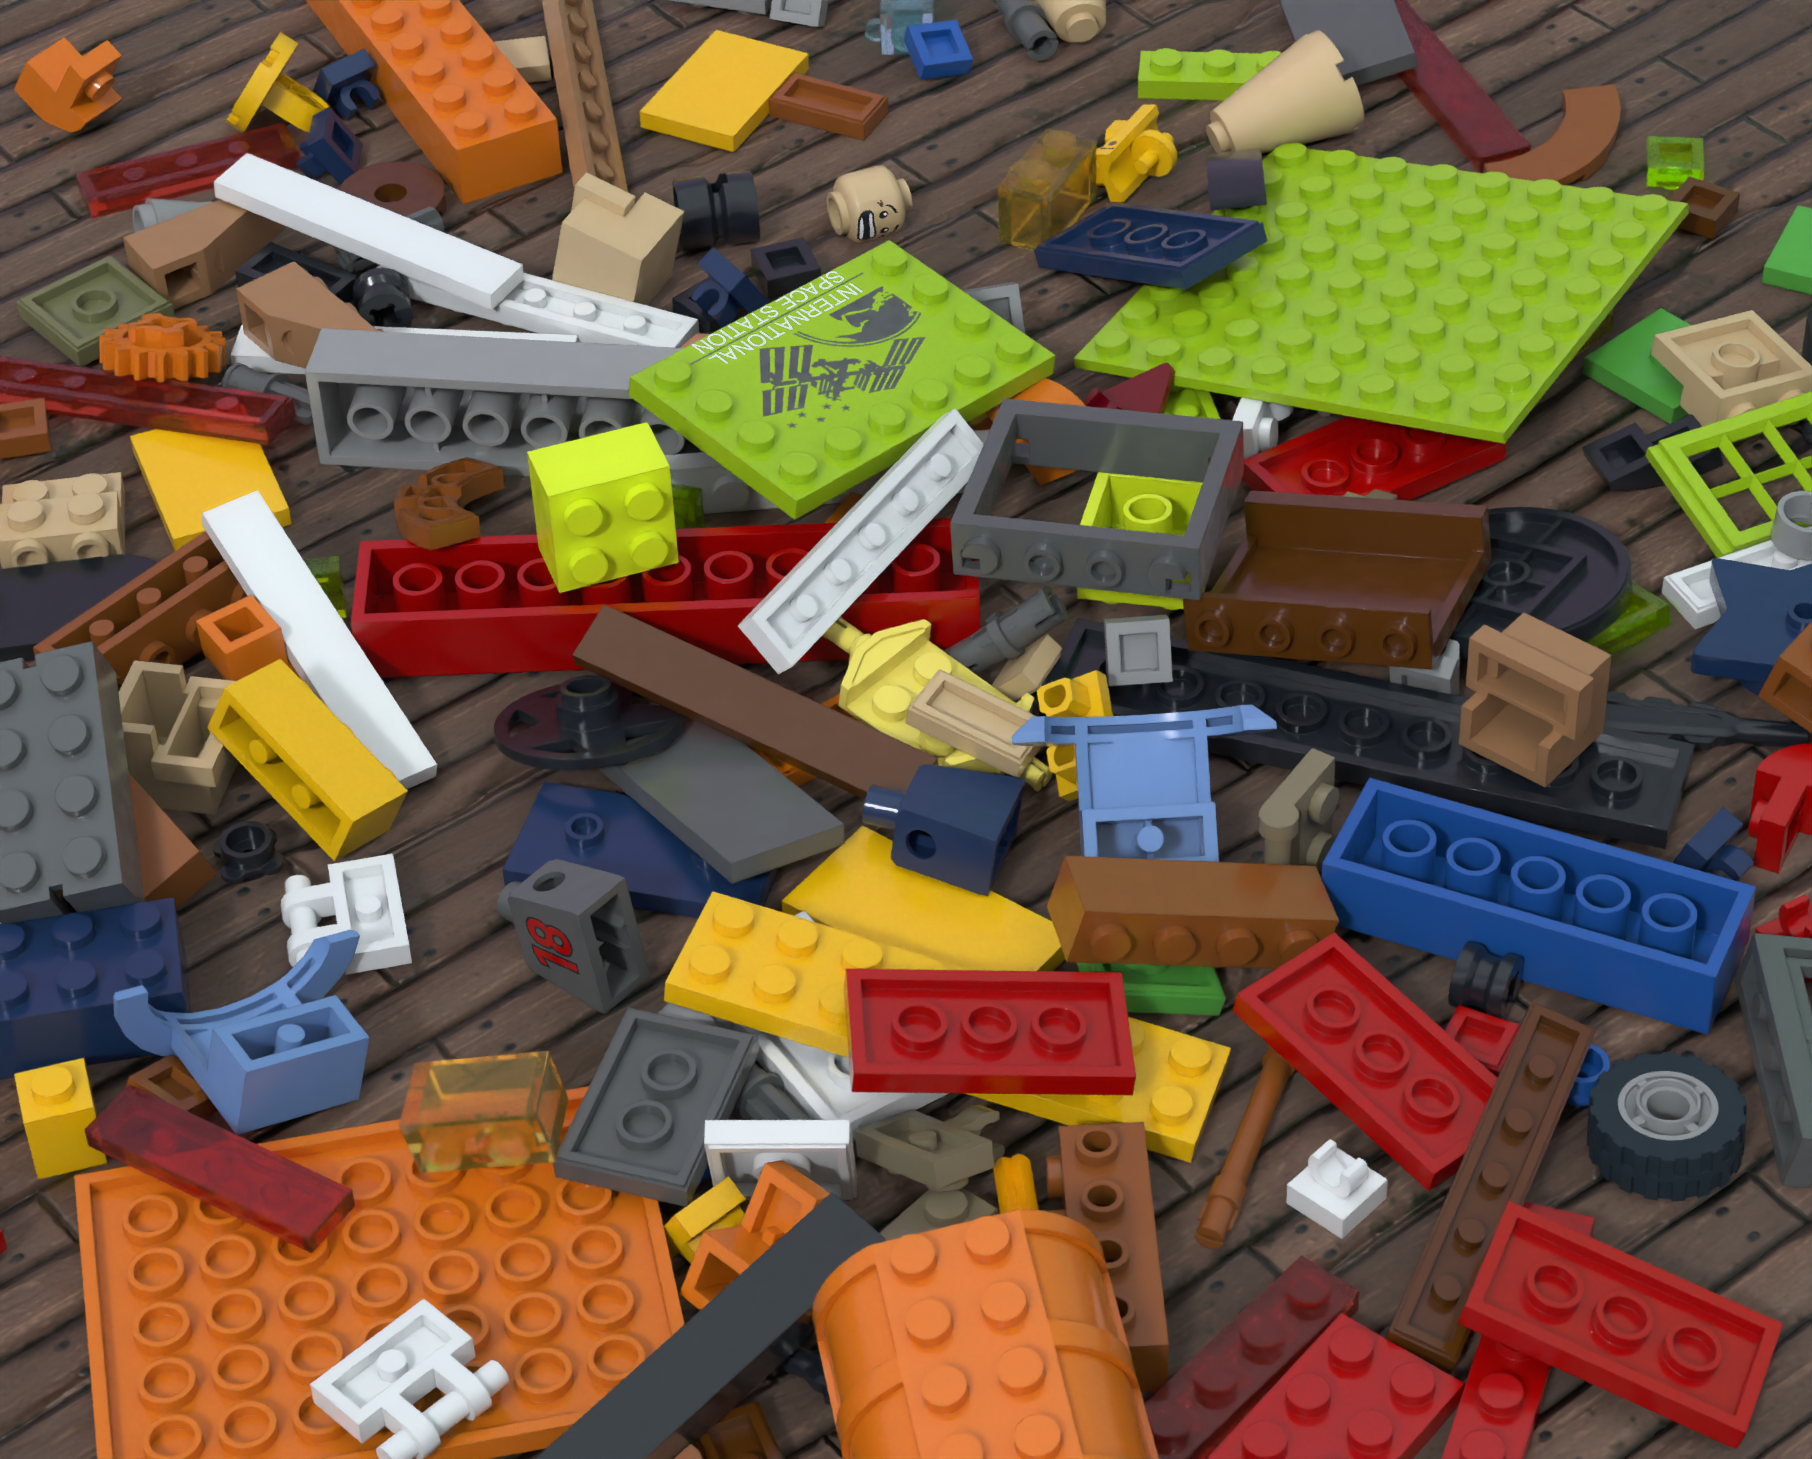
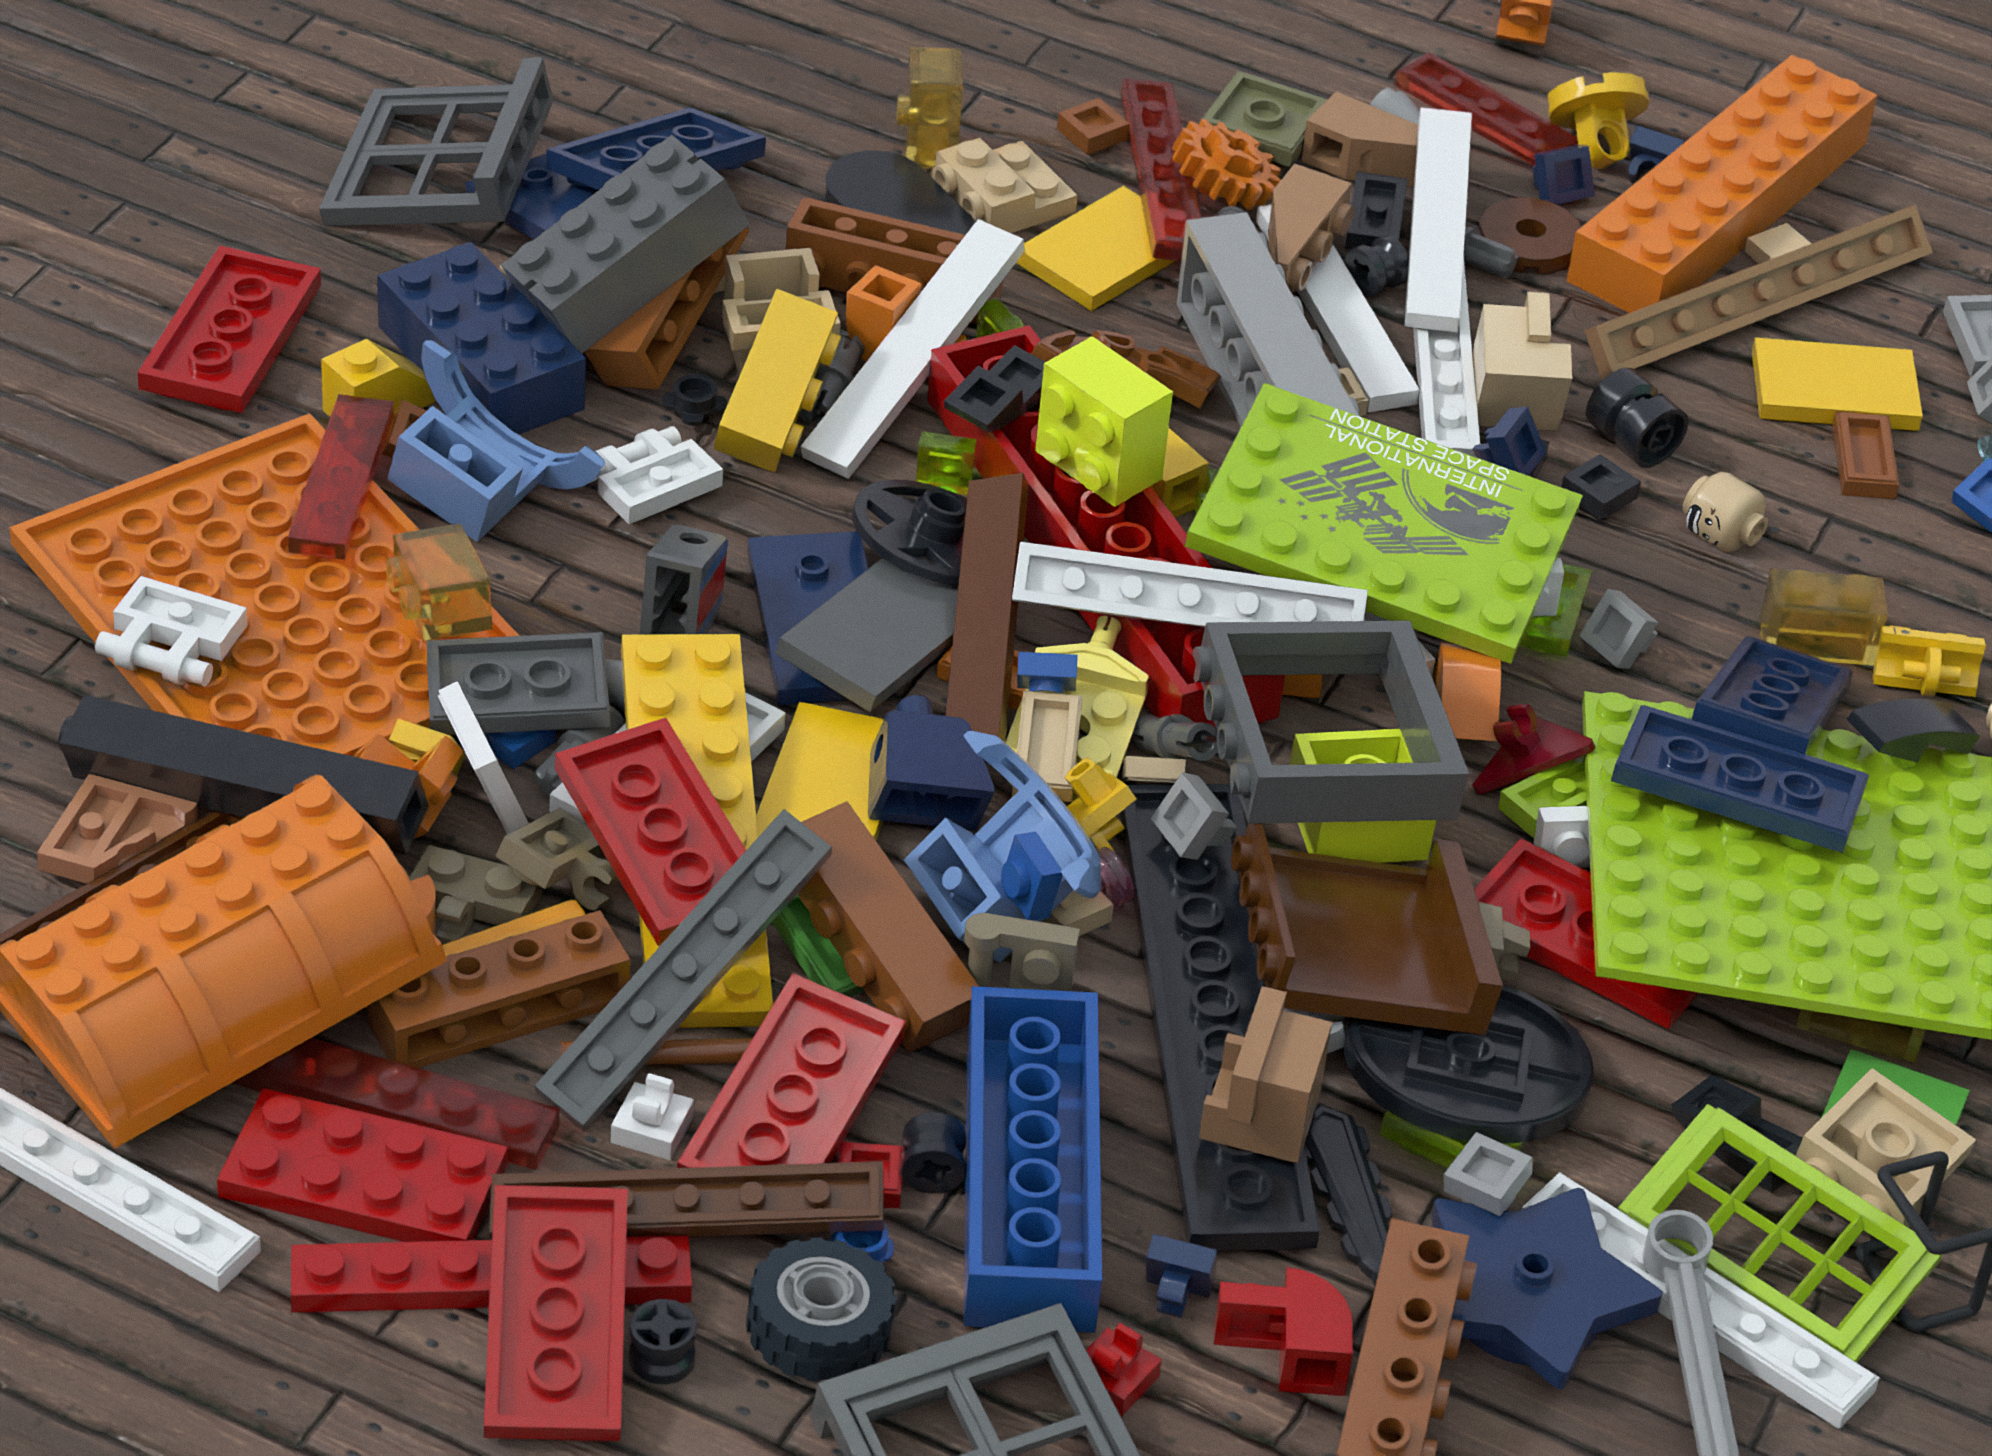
camera: 60 degrees right, 0 degrees up
(466, 582) = (1002, 393): none -> black slope
(484, 685) = (946, 461): none -> clear neon green plate
(896, 683) = (1047, 672): none -> blue plate
(1203, 768) = (1031, 876): none -> blue plate
(1207, 1073) = (683, 970): none -> dark grey plate
(1280, 284) = (1740, 778): none -> dark blue plate
(1671, 1242) = (671, 1327): none -> black wheel
(1687, 605) = (1488, 1174): none -> light grey tile

